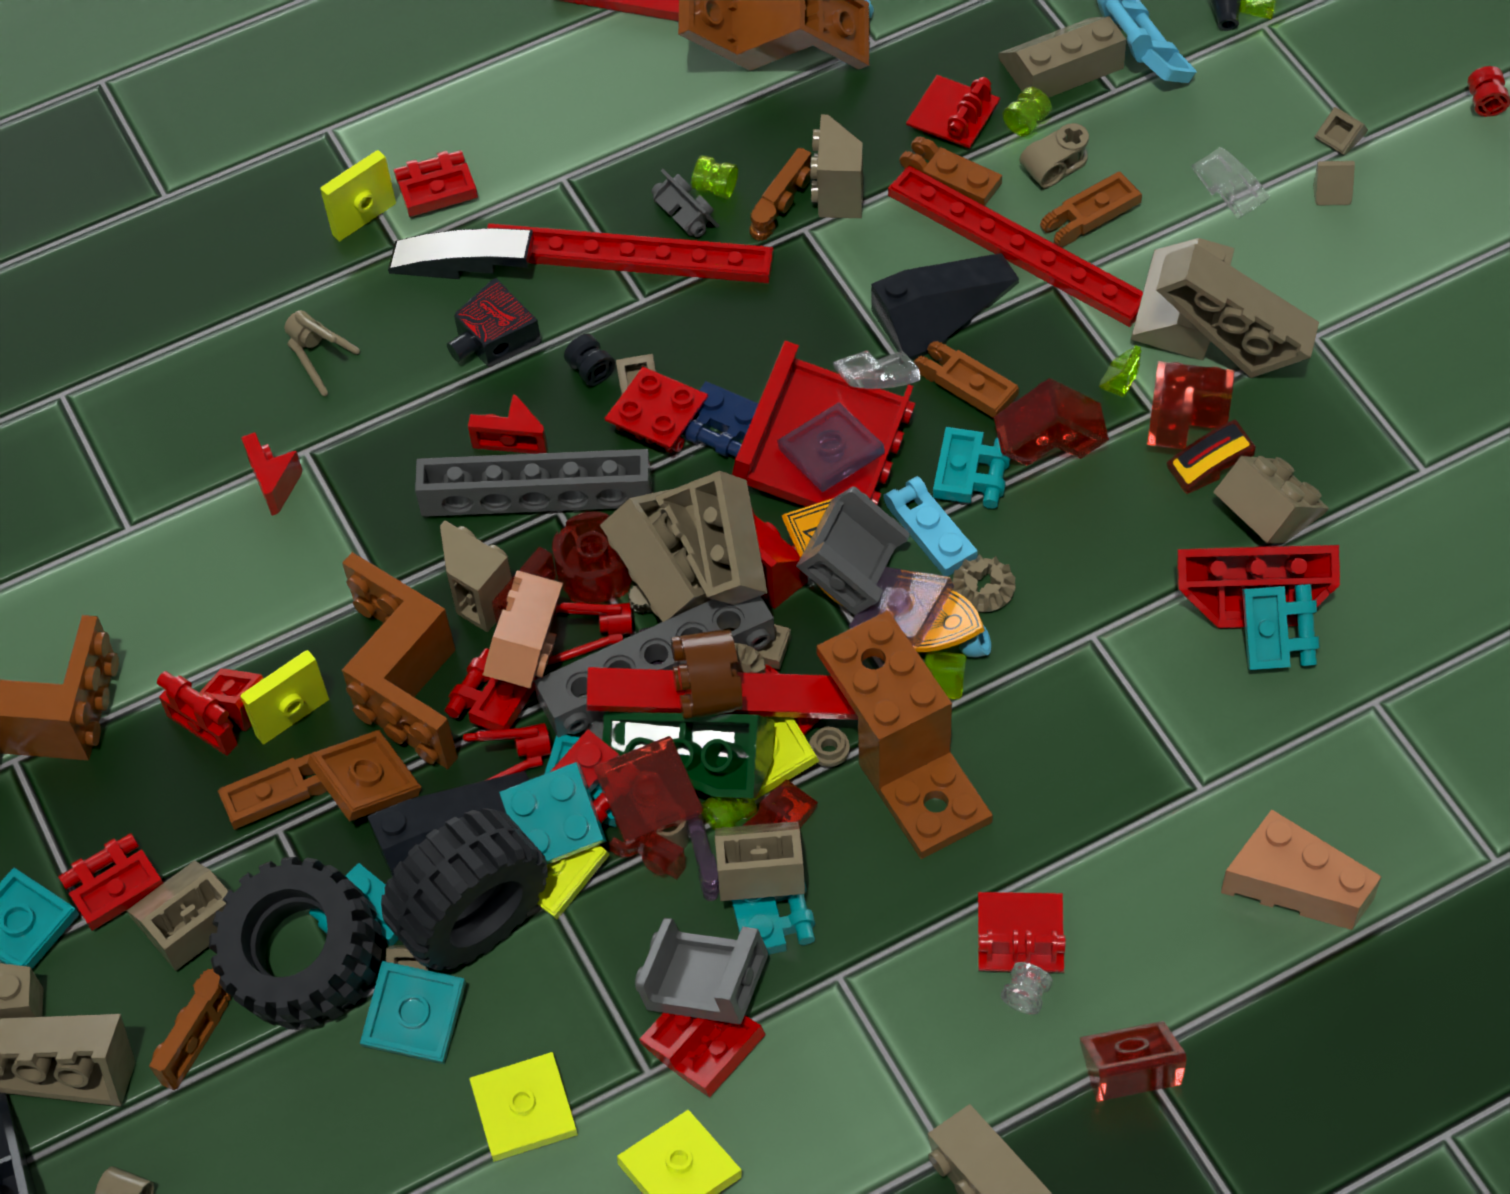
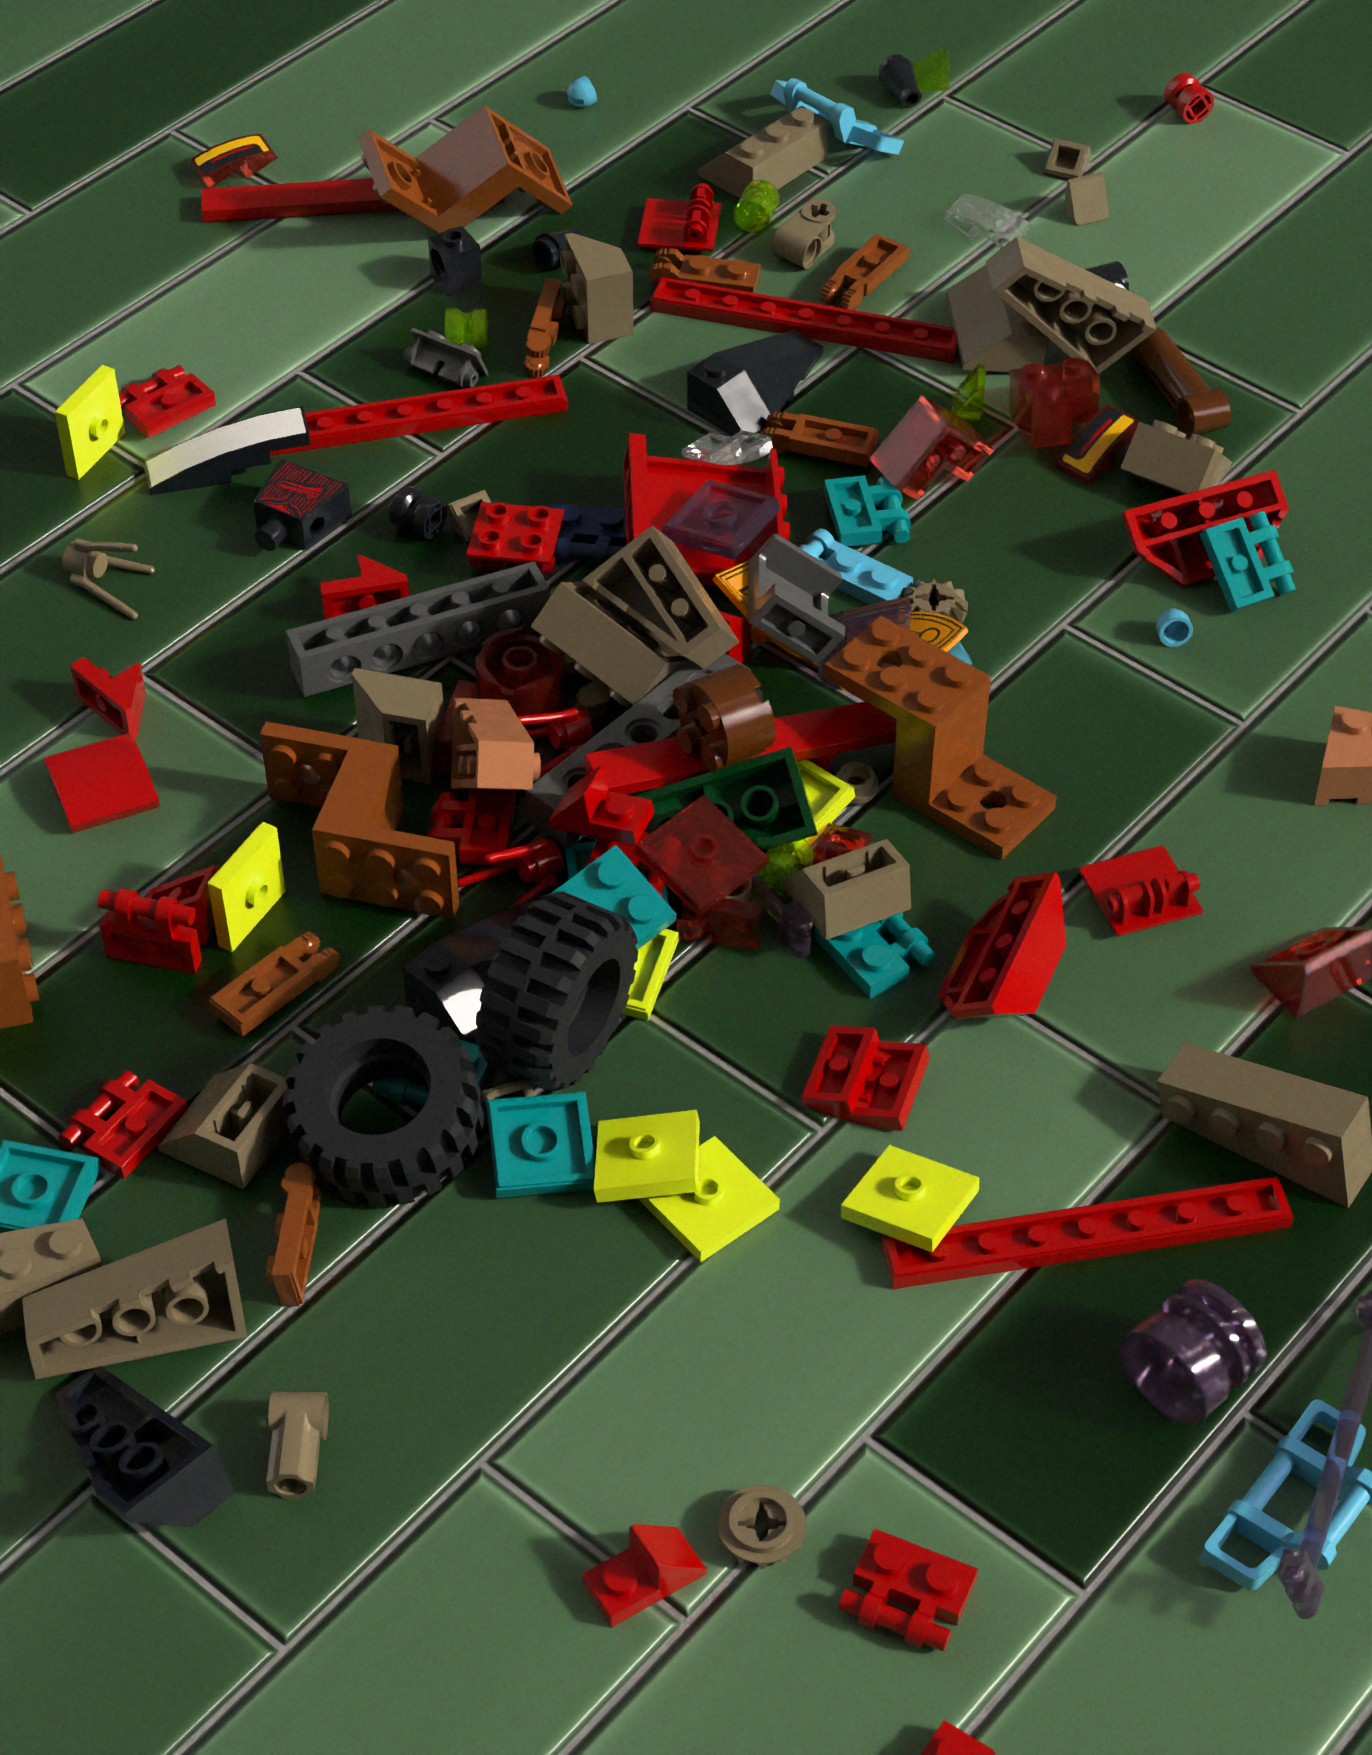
camera: 25 degrees left, 10 degrees down
(227, 552) = (102, 782): none -> red slope
(364, 775) = (368, 940): dark orange plate -> none
(488, 1054) = (647, 1156): none -> neon yellow plate
(578, 727) = (596, 812): none -> red slope
(701, 973) = (840, 1014): dark grey panel -> none
(736, 102) = (455, 260): none -> black brick
(837, 106) = (547, 248): none -> black cone
(866, 966) = (1009, 952): none -> red wedge
(1026, 988) = (1177, 933): clear wheel -> none
(1189, 673) = (1179, 627): none -> medium azure hinge
(1322, 441) = (1196, 405): none -> reddish brown piece

